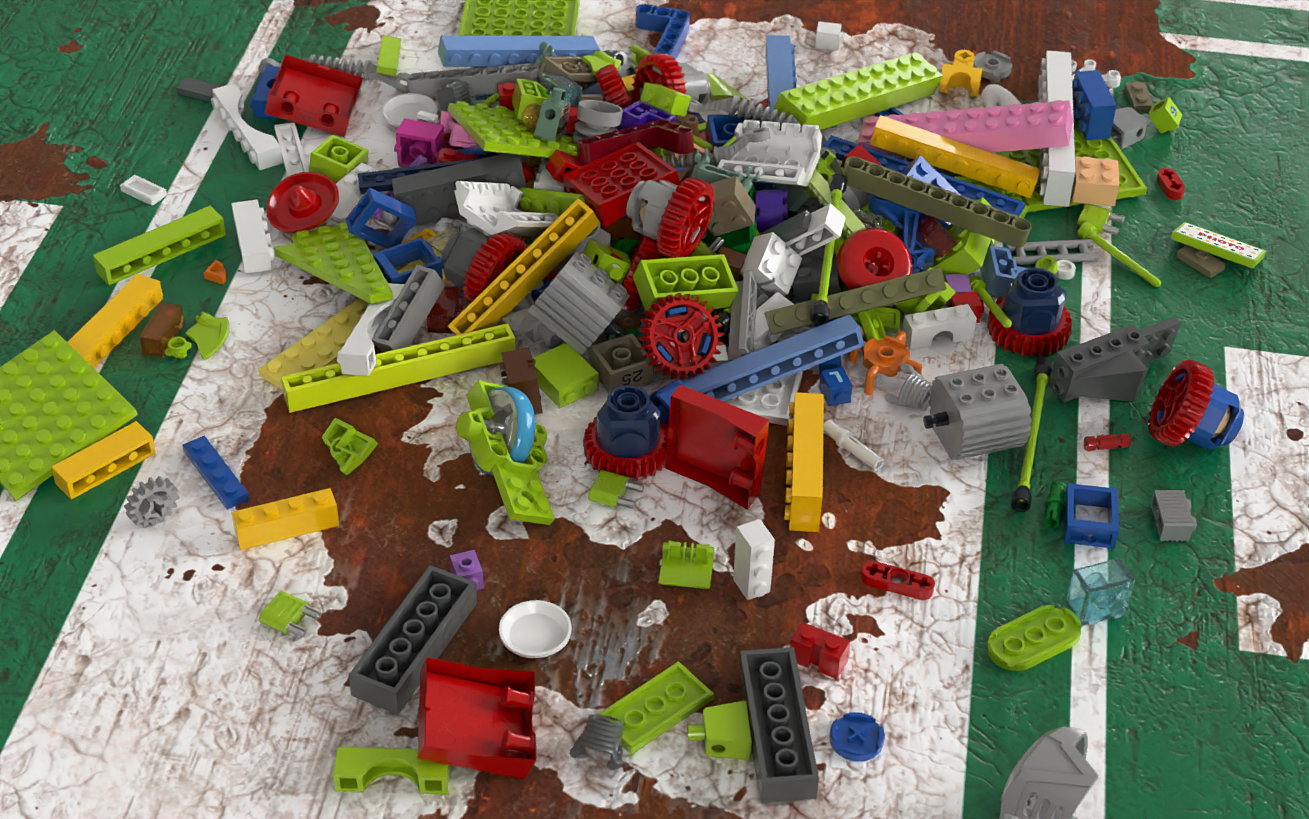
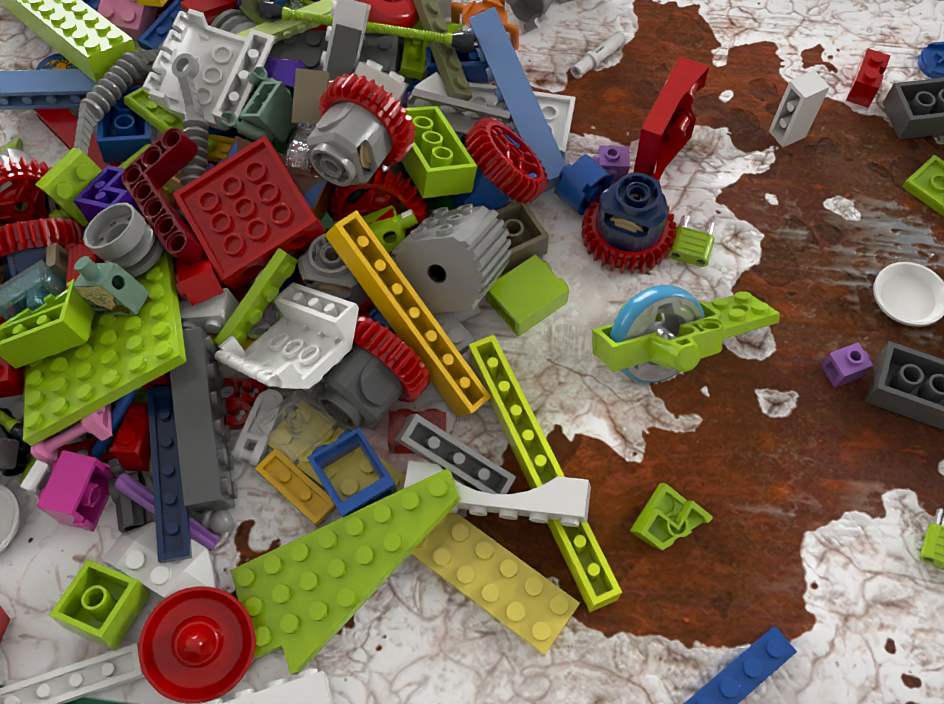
camera: 90 degrees left, 20 degrees up
(285, 519) = (817, 569): yellow brick -> none
(365, 209) = (263, 517): blue window -> none
(521, 374) = (561, 327): reddish brown brick -> none
(530, 116) = (94, 318): clear yellow hat -> none
(686, 565) = (782, 178): lime hinge -> none
(805, 462) = (634, 76): yellow brick -> none
(835, 386) = (529, 60): blue brick -> none
(913, 591) = (763, 37): red beam -> none

